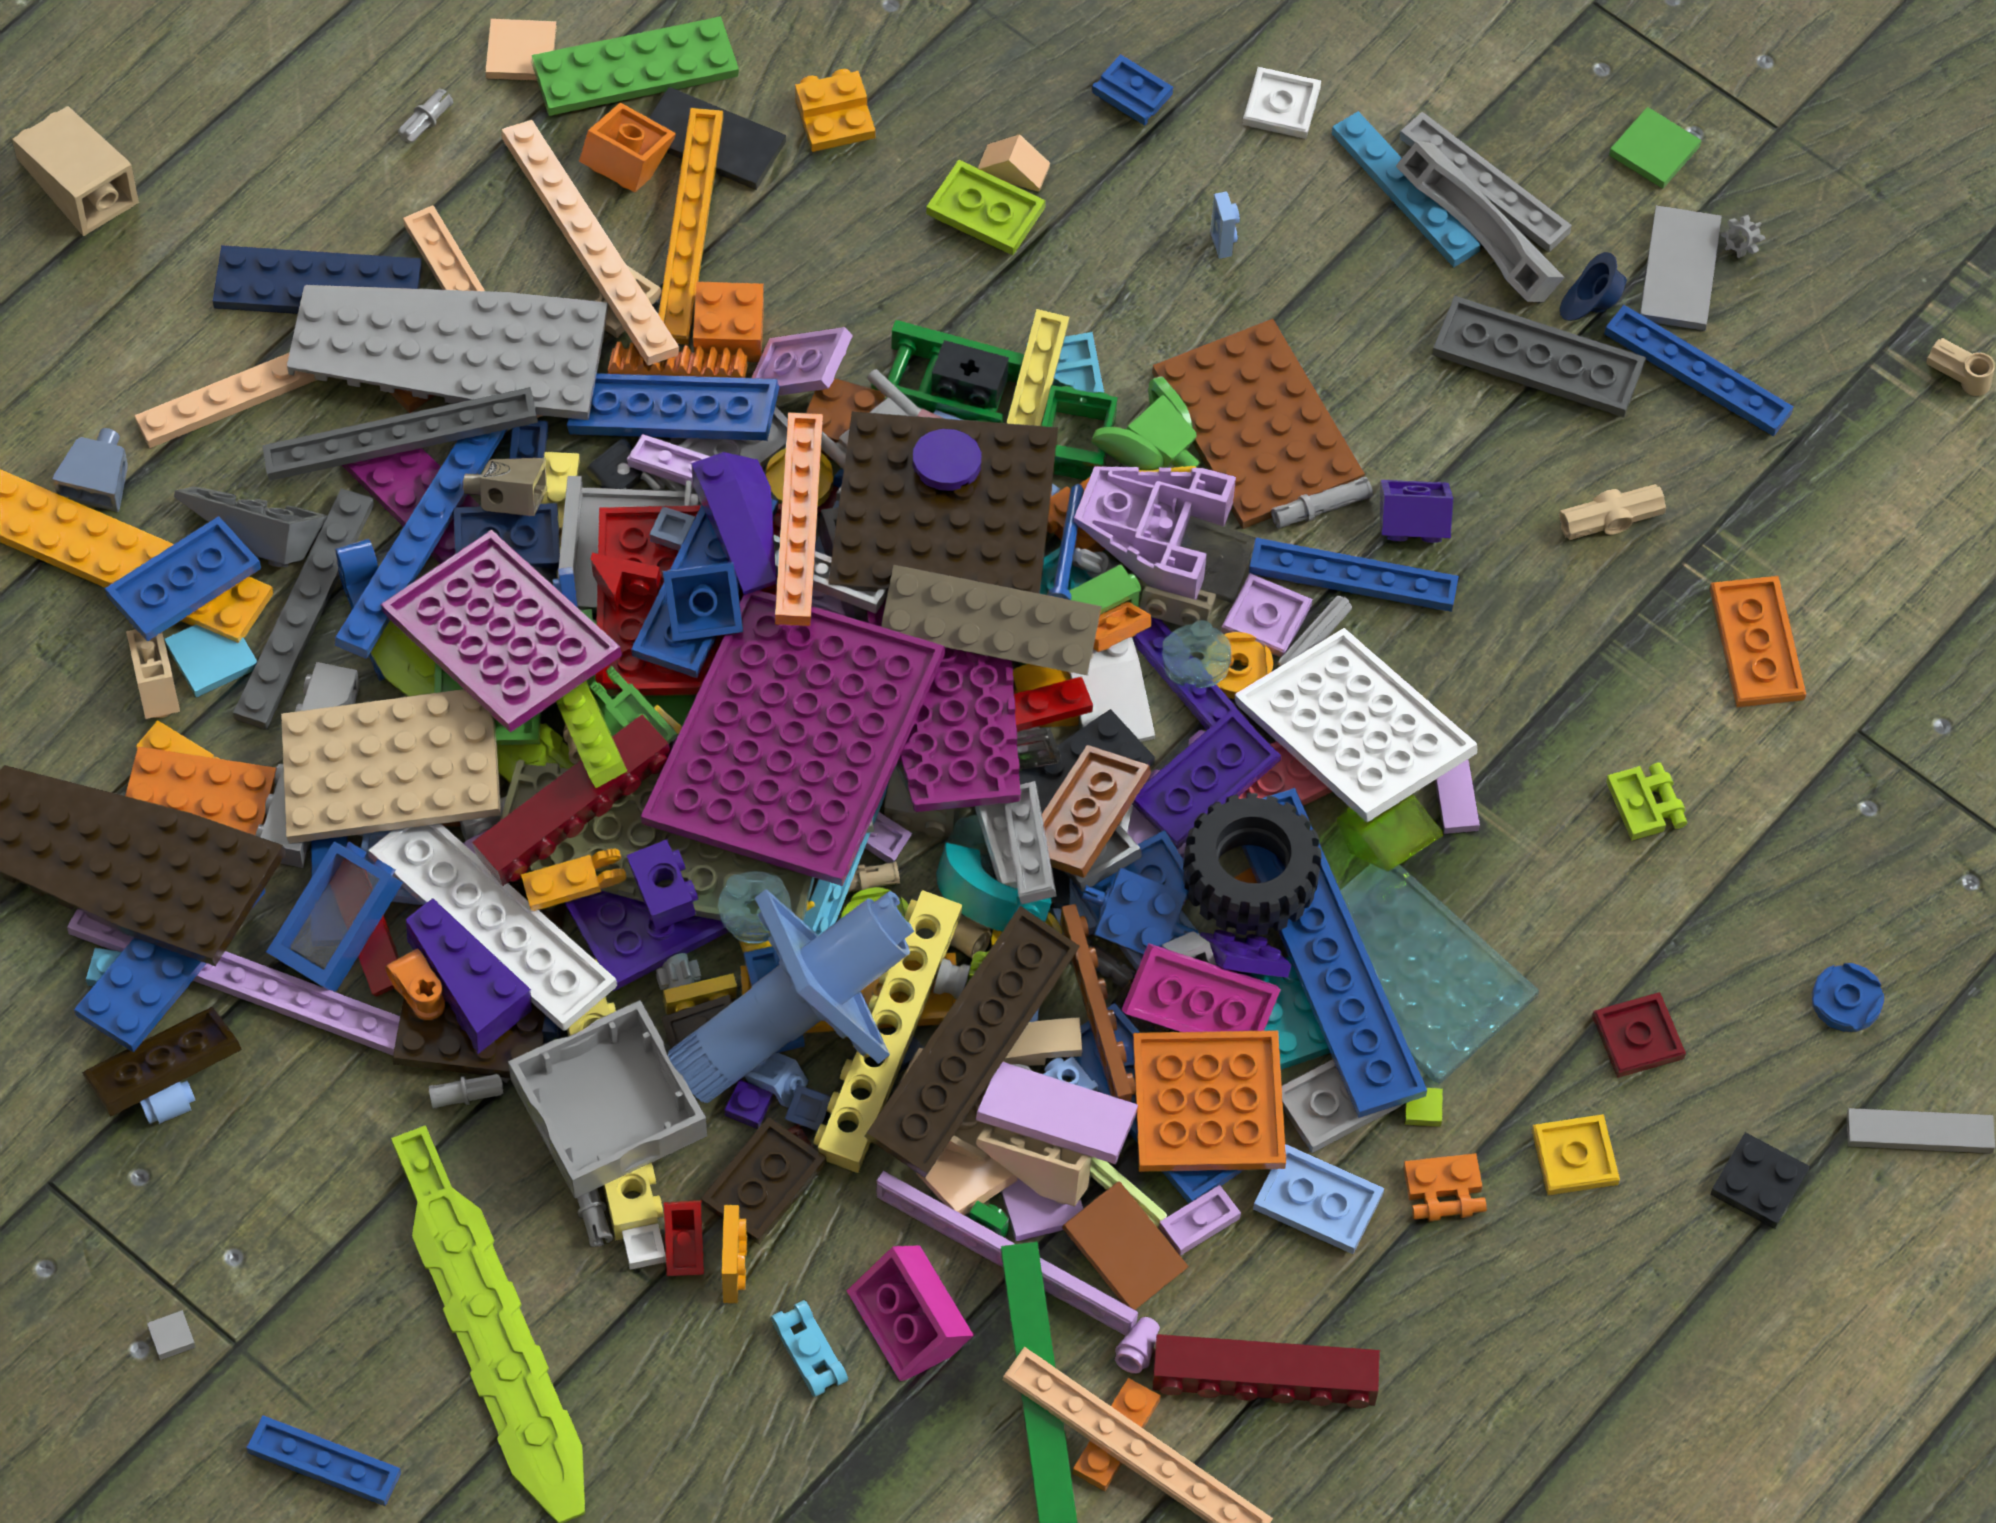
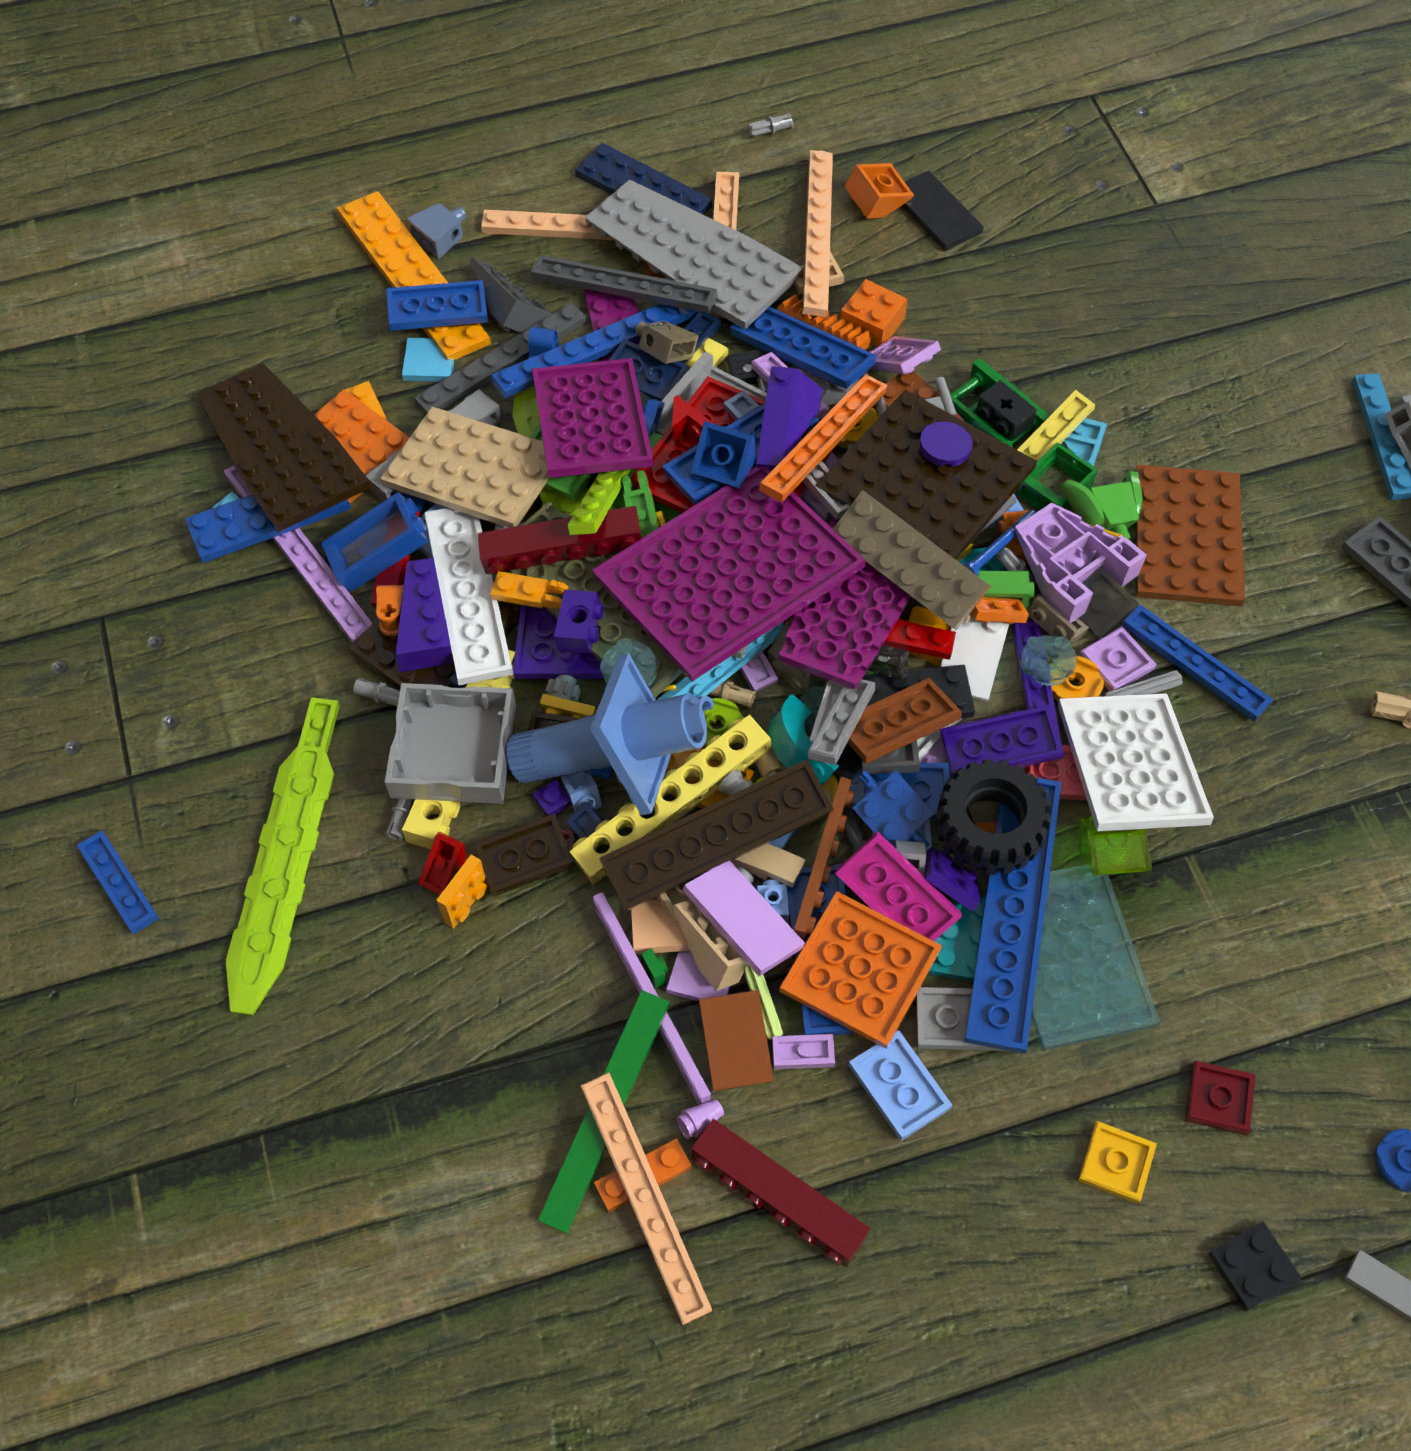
camera: 35 degrees right, 0 degrees up
(77, 169) = (549, 69): tan slope -> none
(153, 675) = (383, 353): tan slope -> none
(161, 1061) = (214, 577): dark brown tile -> none
(168, 1103) = (200, 602): light blue brick -> none
(171, 1335) = (94, 748): light grey tile -> none
(513, 45) = (853, 115): light nougat tile -> none
(634, 65) = (916, 150): bright green plate -> none
(644, 1246) = (414, 854): white plate -> none
(690, 222) = (890, 246): light orange tile -> none
(809, 1348) = (475, 987): medium azure plate -> none
(834, 110) = (1024, 226): light orange plate -> none
(909, 1311) = (558, 1000): dark pink slope -> none
(985, 207) = (1085, 322): lime plate -> none
(1015, 163) = (1122, 305): light nougat slope -> none
(1132, 89) = (1229, 295): blue plate -> none
(1223, 224) = (1242, 392): light blue plate -> none
(1282, 102) = (1328, 347): white tile -> none
(1310, 506) = (1192, 603): light grey pin -> none
(1415, 510) = (1267, 641): dark purple slope -> none
(1426, 1110) = (1022, 1064): lime tile -> none
(1444, 1177) = (1005, 1122): orange plate -> none
(1457, 800) = (1181, 851): lavender tile -> none
(1637, 804) = (1317, 927): lime plate -> none

